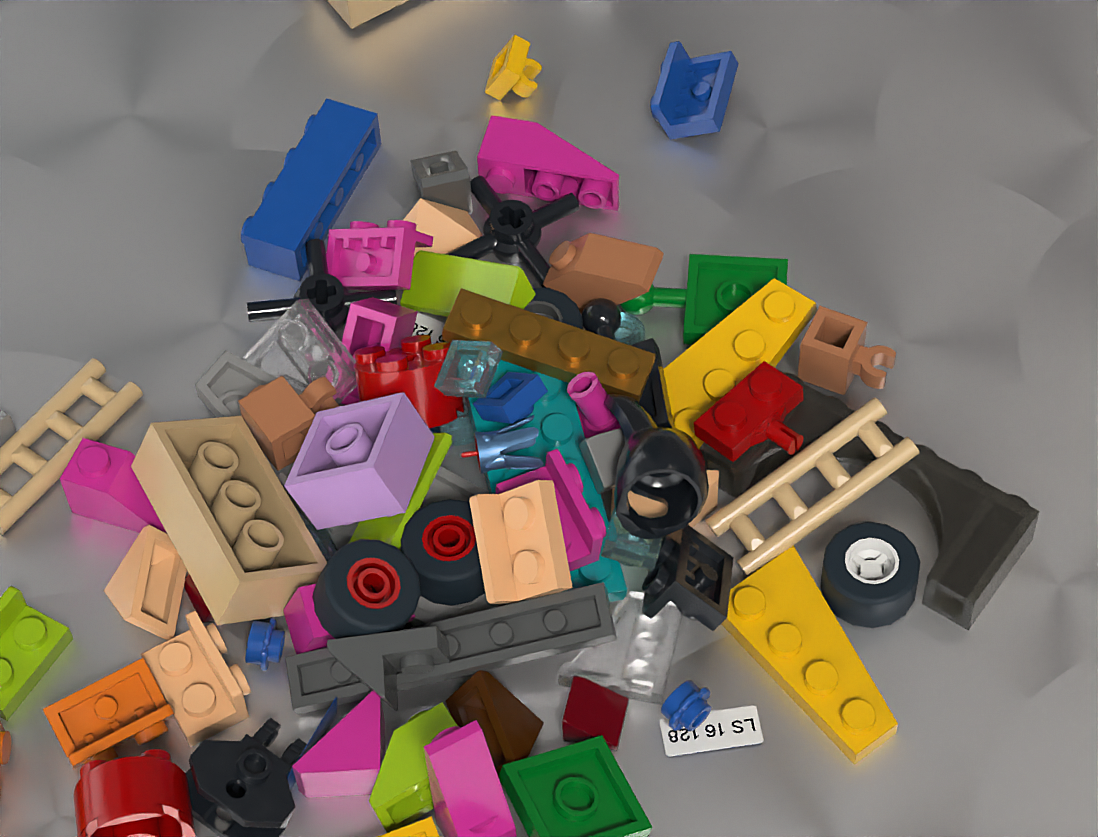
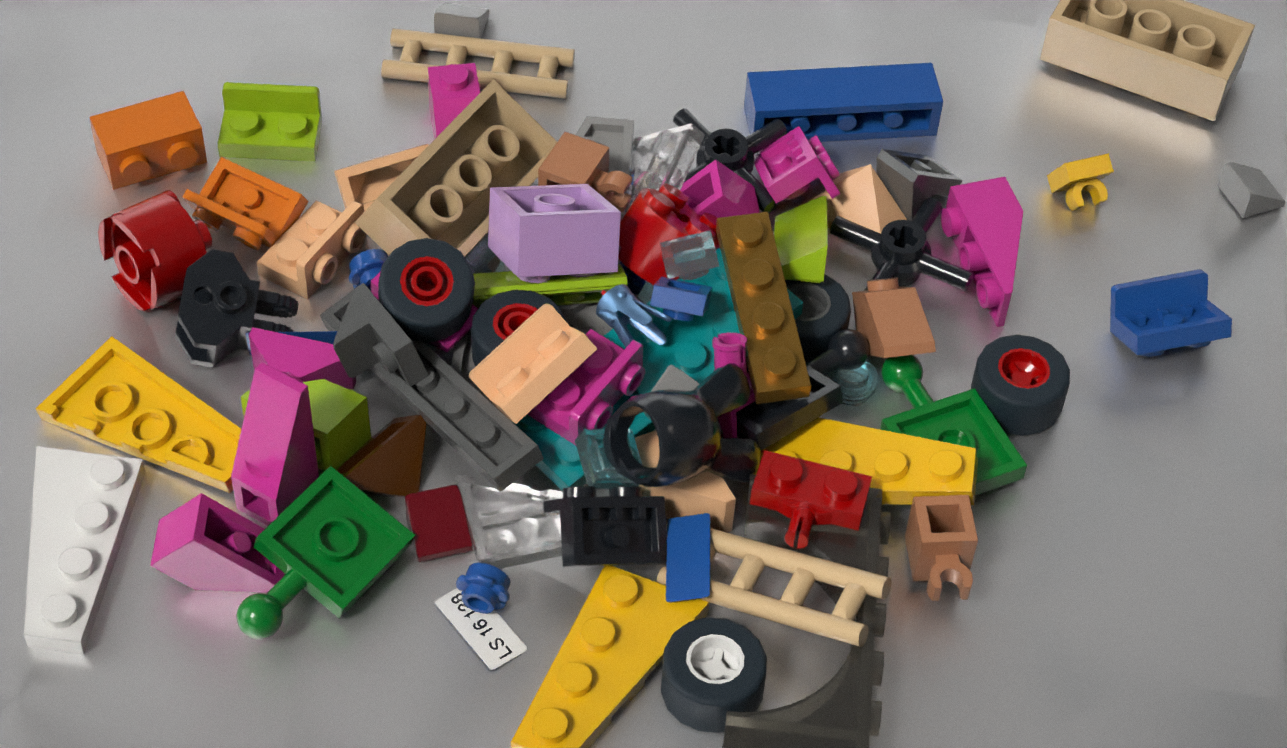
camera: 55 degrees right, 5 degrees down
(701, 218) = (1022, 383): none -> black wheel
(747, 536) = (688, 558): none -> blue sticker

